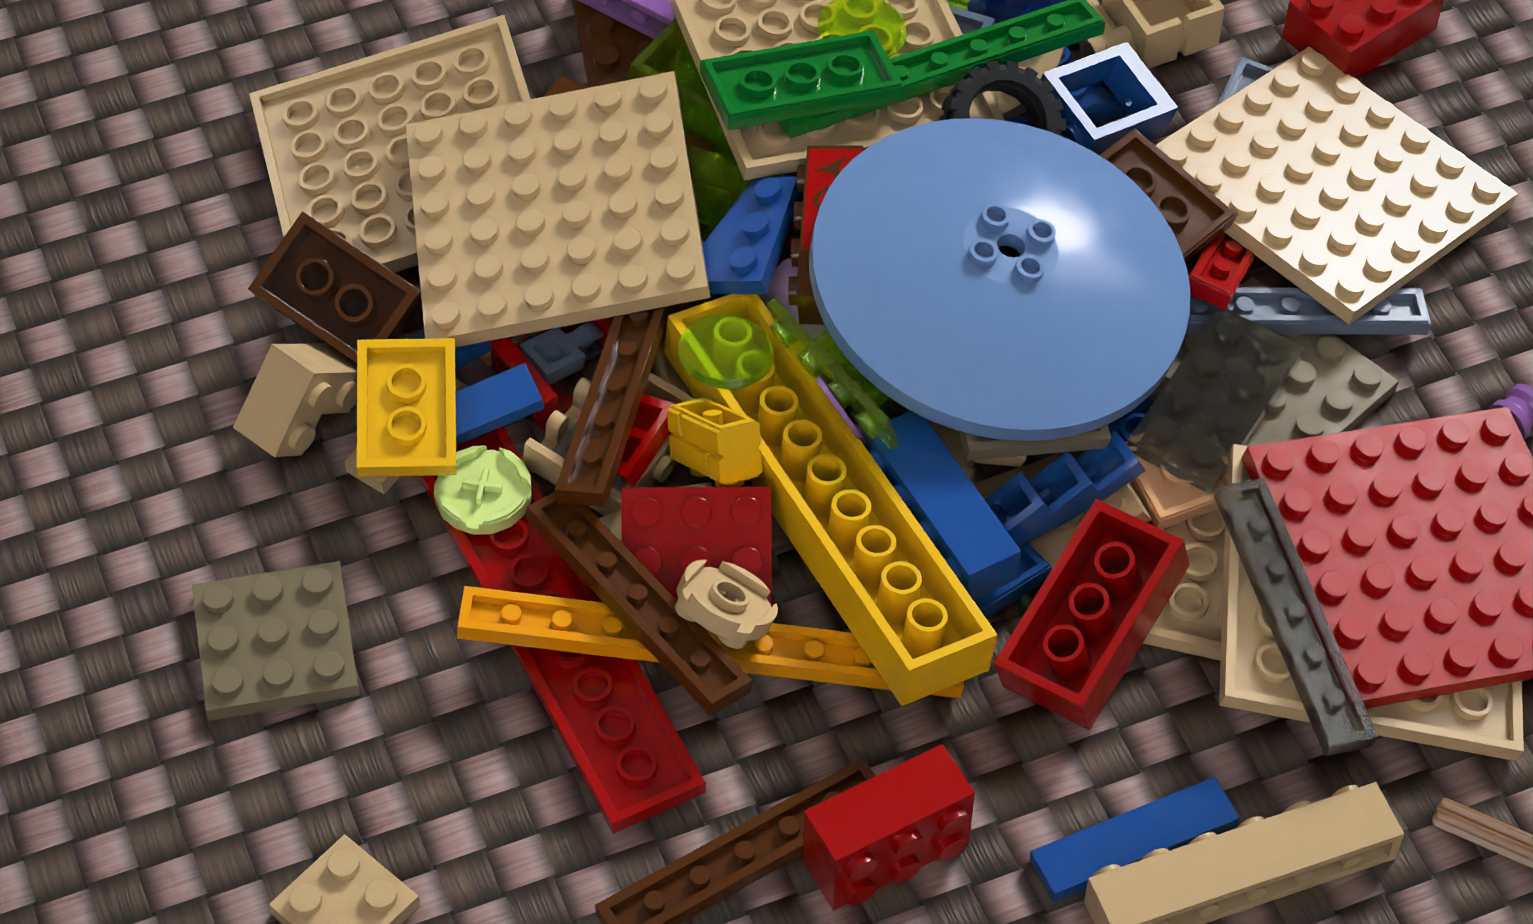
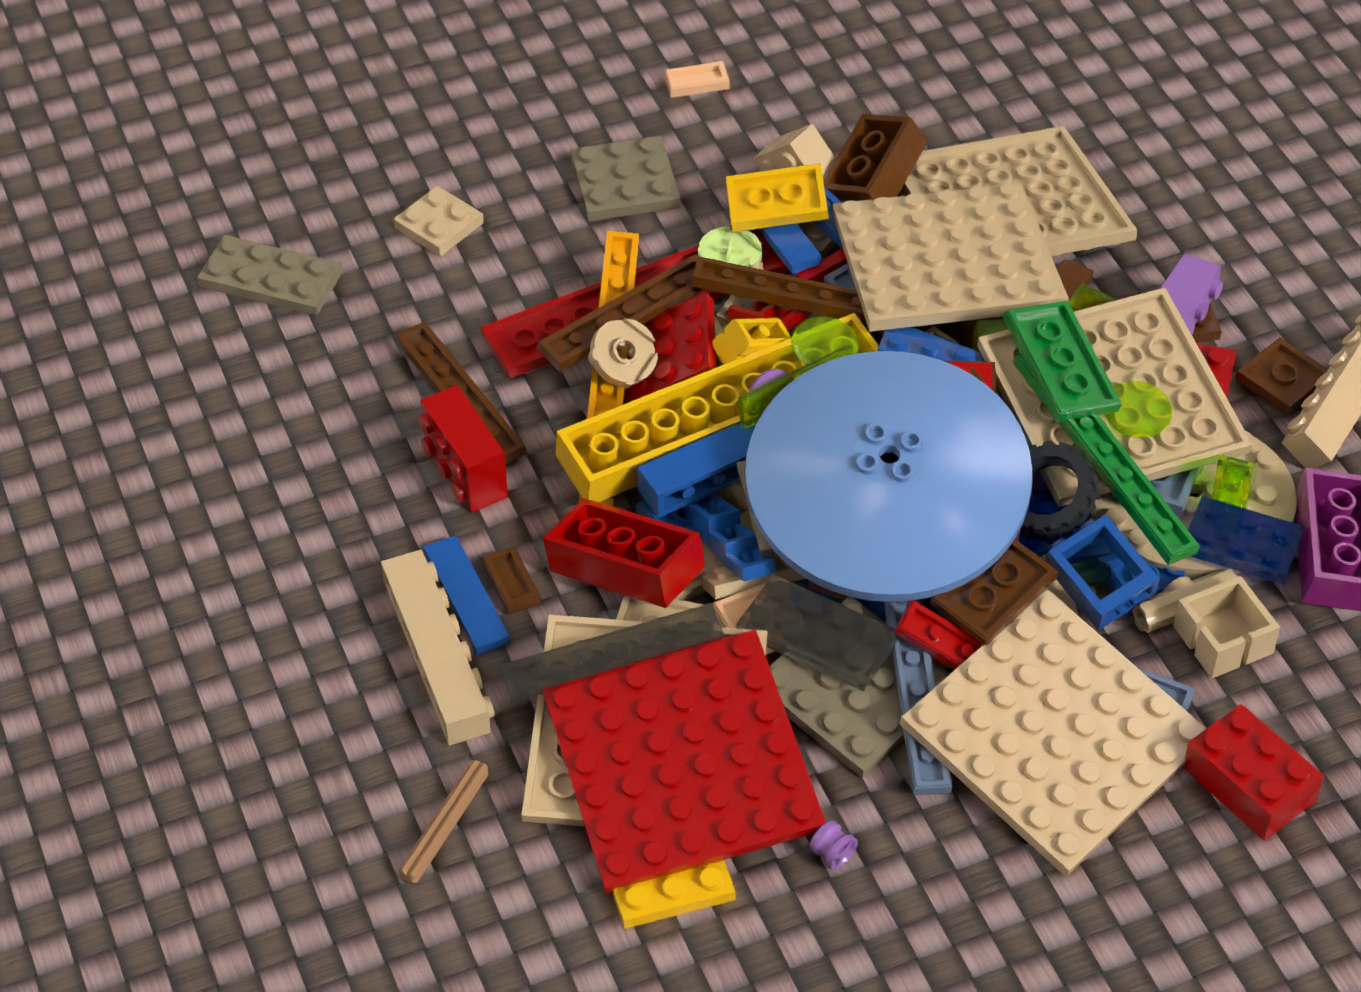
camera: 90 degrees right, 5 degrees down
(54, 541) = (696, 79): none -> light nougat tile
(1102, 783) = (511, 580): none -> reddish brown tile

